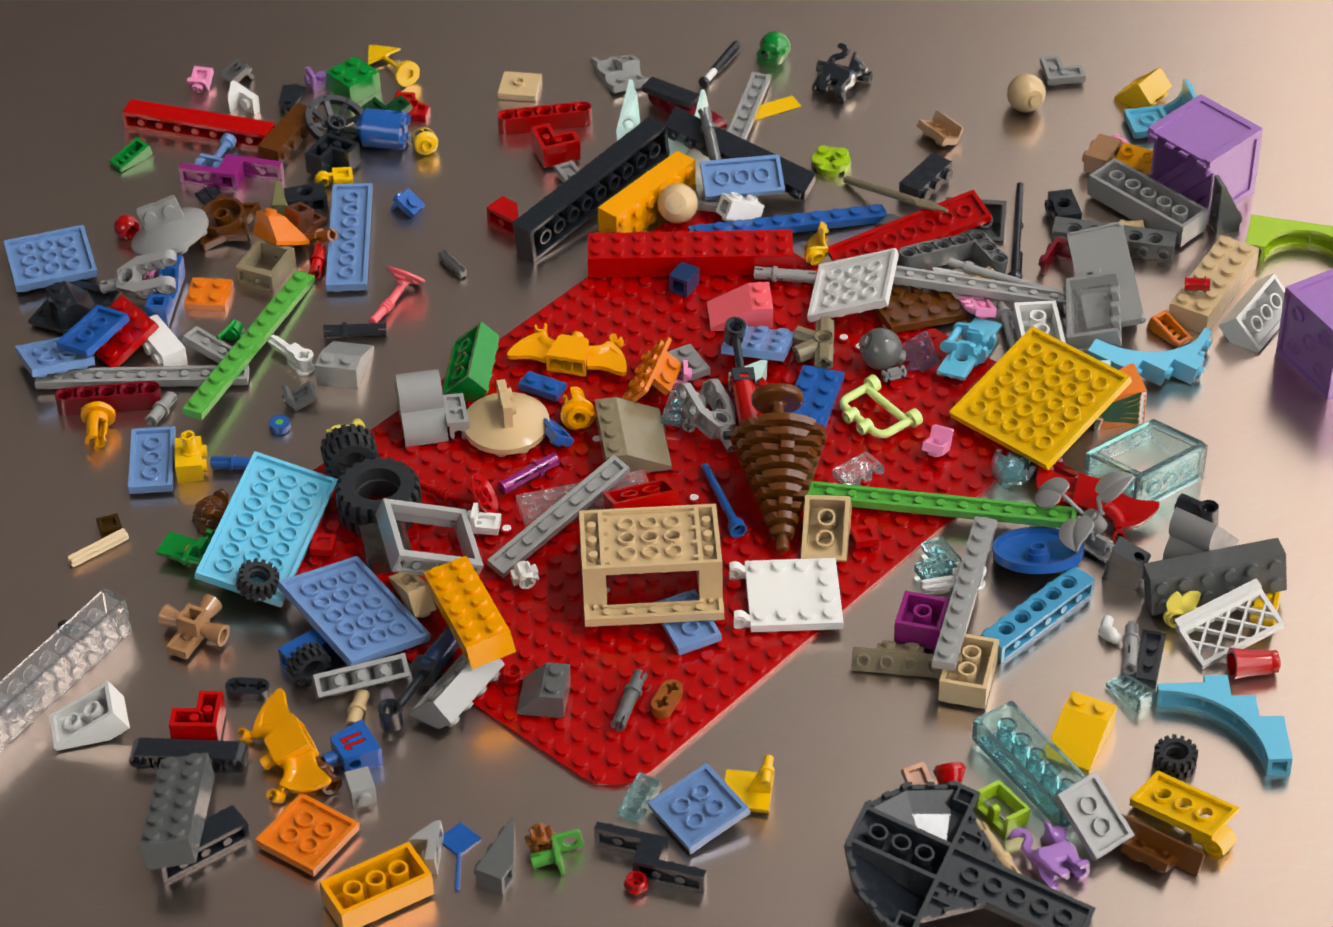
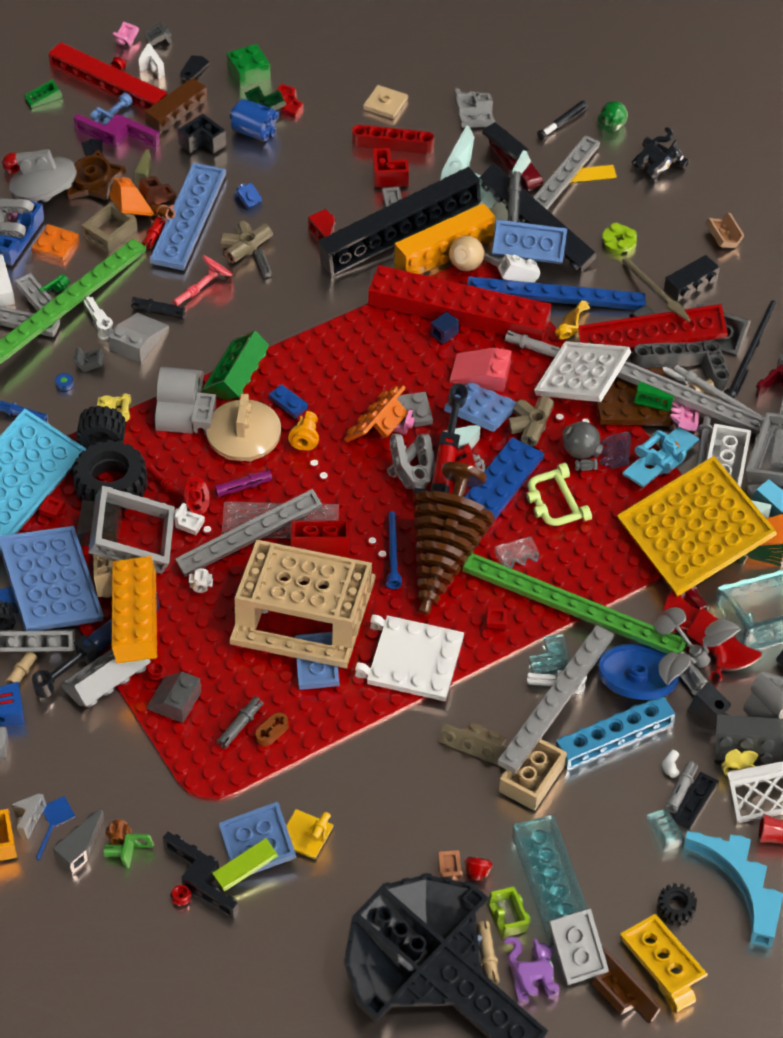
camera: 15 degrees right, 10 degrees up
(204, 106) = (119, 63): none -> red plate
(312, 195) = (167, 171): black brick -> none
(315, 81) = (219, 57): medium lavender bracket -> none
(334, 123) = (219, 101): black wheel -> none
(339, 175) = (202, 155): yellow plate -> none
(405, 73) = (295, 67): yellow piece -> none
(423, 246) = (244, 240): none -> dark tan piece
(424, 141) = (284, 138): yellow head -> none
(557, 434) = (281, 451): blue plate -> none
(571, 353) = (323, 376): light orange torso -> none
(632, 434) = (341, 469): dark tan slope -> none
(642, 780) = (215, 805): clear light blue slope -> none
(673, 412) = (383, 456): clear light blue plate -> none
(697, 832) = (245, 864): none -> lime tile
(826, 527) = (466, 603): tan slope -> none
(920, 619) = (510, 711): magenta brick -> none
(931, 299) = (647, 395): none -> green slope
(939, 441) = (596, 543): bright pink bracket -> none
(1011, 469) = (648, 585): clear light blue cylinder -> none
(1084, 729) = (606, 857): yellow slope -> none

